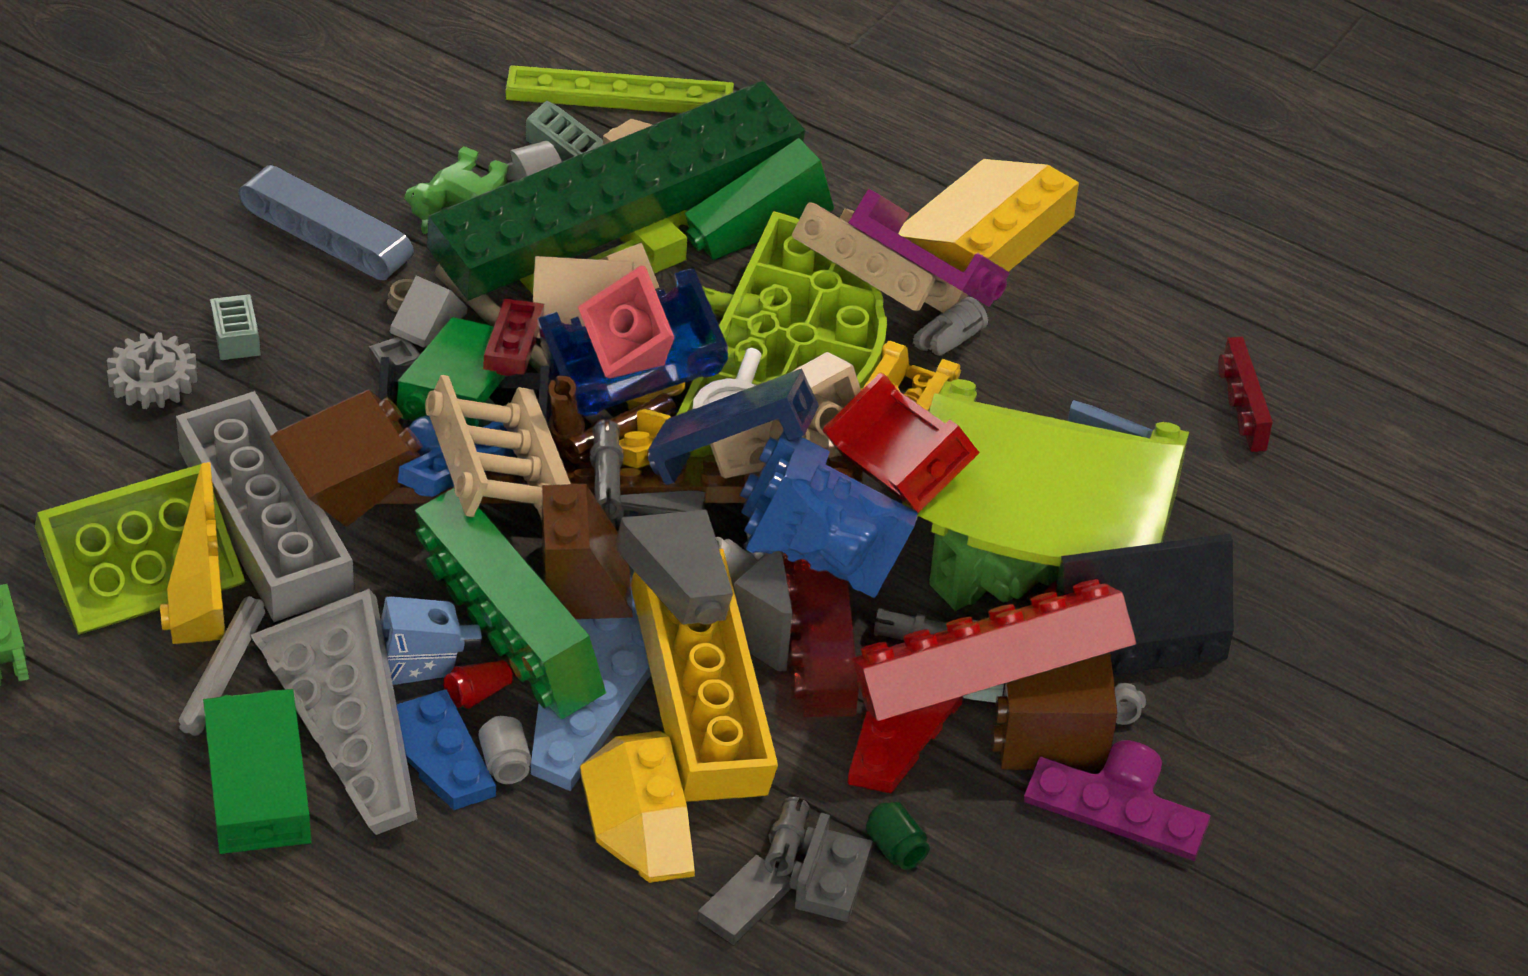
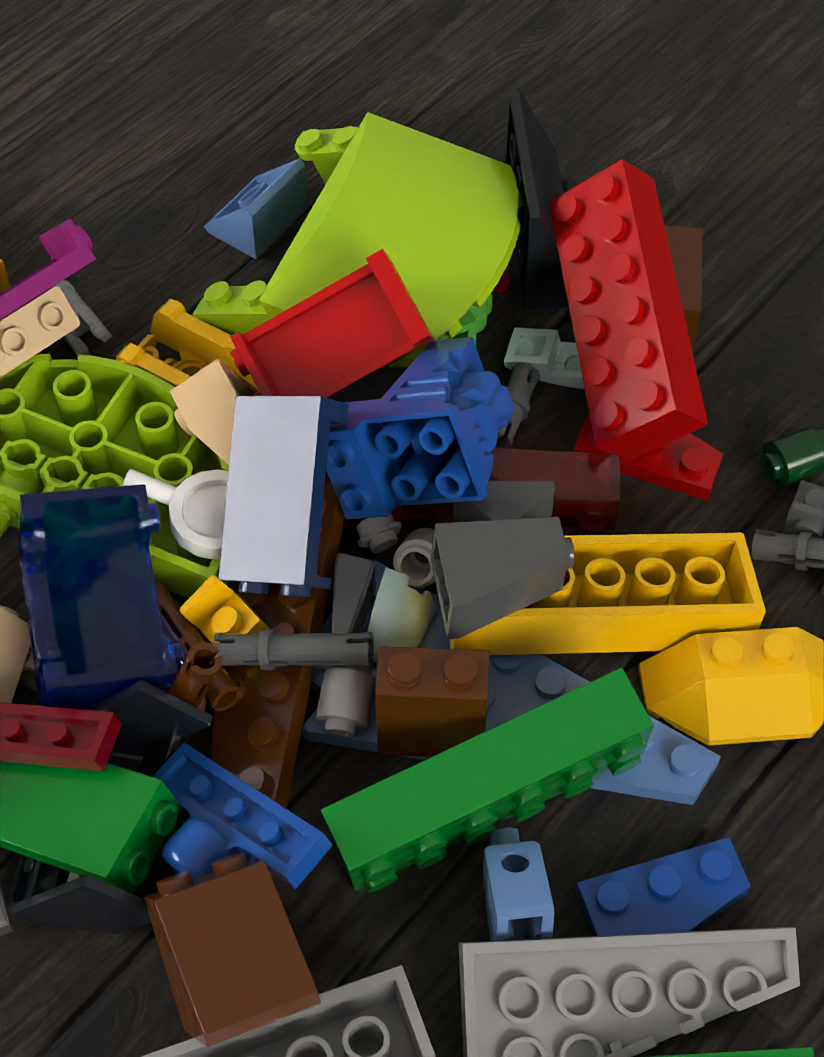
camera: 80 degrees left, 10 degrees up
(476, 682) = (569, 847): red cone -> none
(505, 749) = (678, 820): light grey brick -> none
(525, 434) = (258, 724): tan fence -> none
(628, 325) = (72, 589): coral slope -> none
(1120, 799) = (744, 277): magenta plate -> none
(1245, 394) = (223, 100): dark red plate -> none

